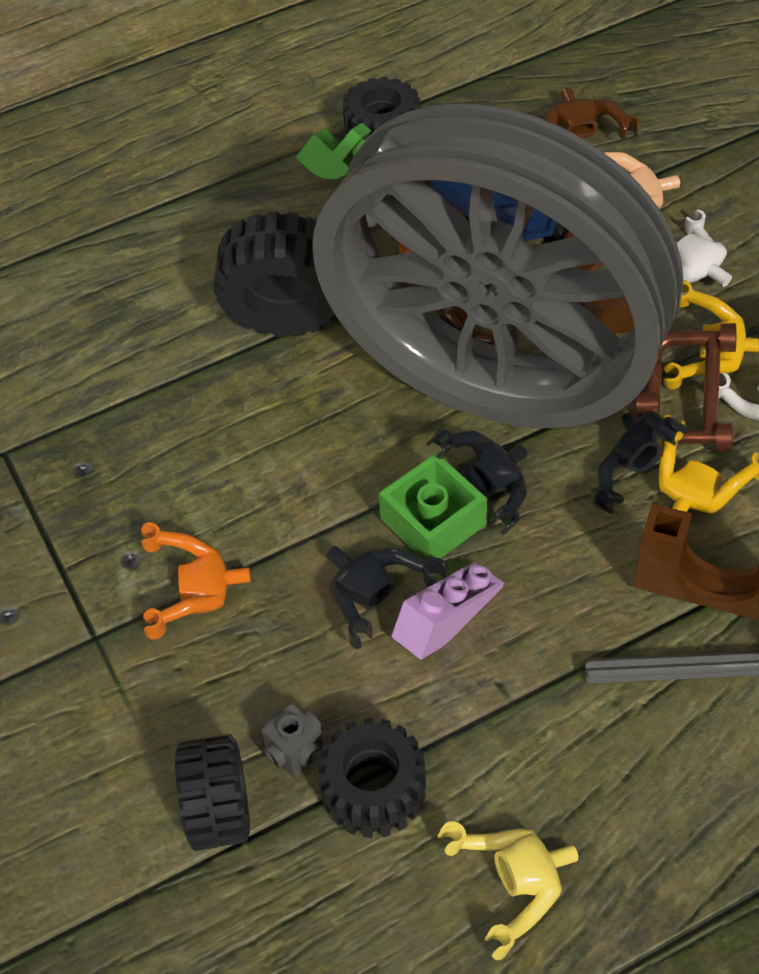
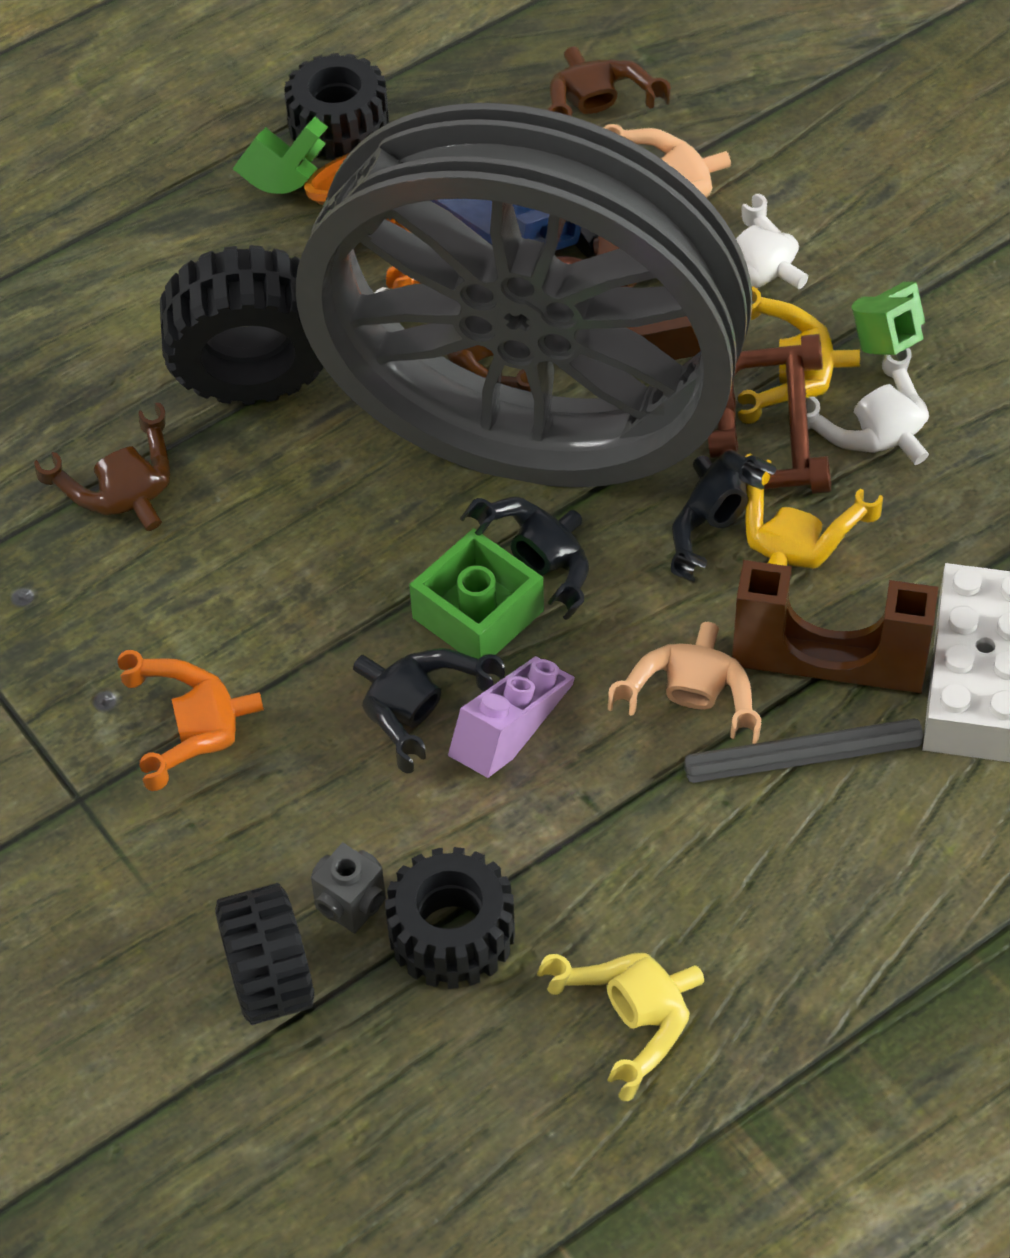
camera: 10 degrees left, 0 degrees up
(173, 383) = (123, 477): none -> reddish brown piece
(601, 596) = (694, 679): none -> light nougat piece

